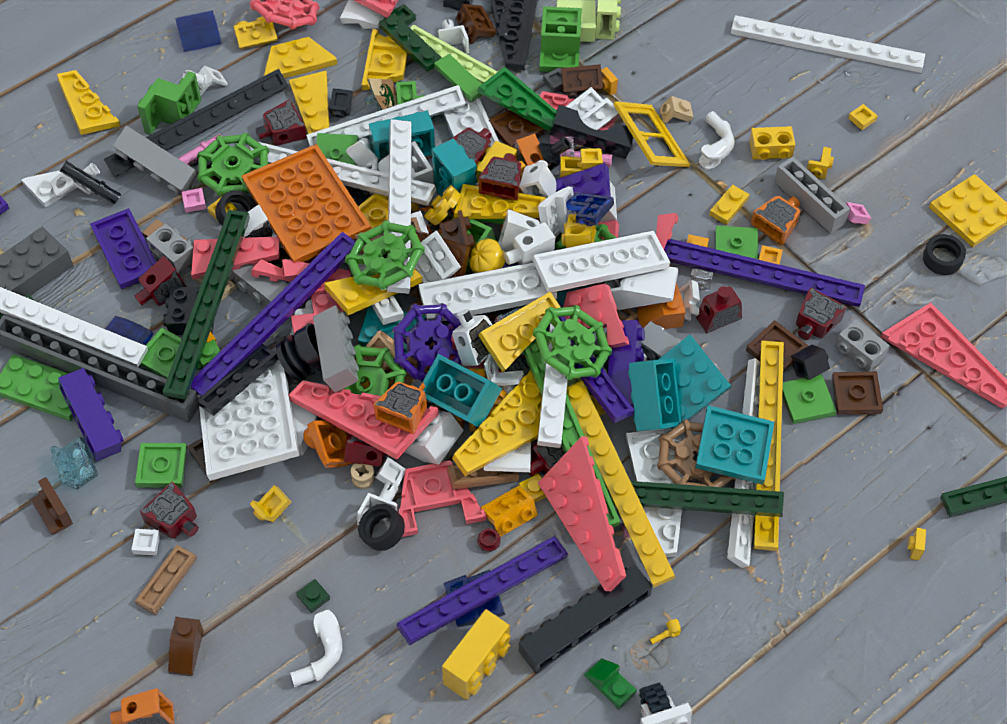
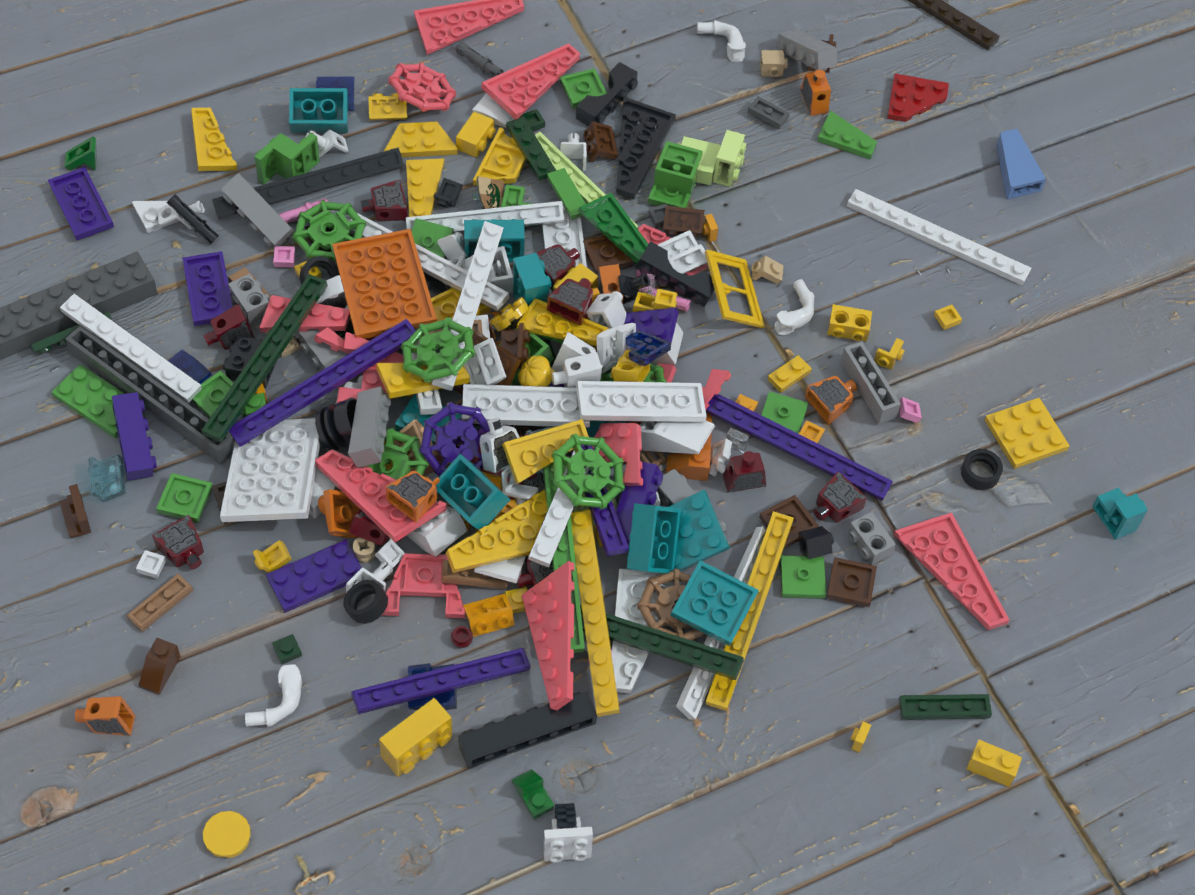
camera: 10 degrees right, 0 degrees up
(187, 49) = (318, 110): none -> teal brick
(237, 379) = (273, 435): black plate -> none
(319, 513) = (314, 576): none -> dark purple plate
(350, 41) = (475, 134): none -> yellow brick
(673, 631) = (606, 760): yellow hand -> none

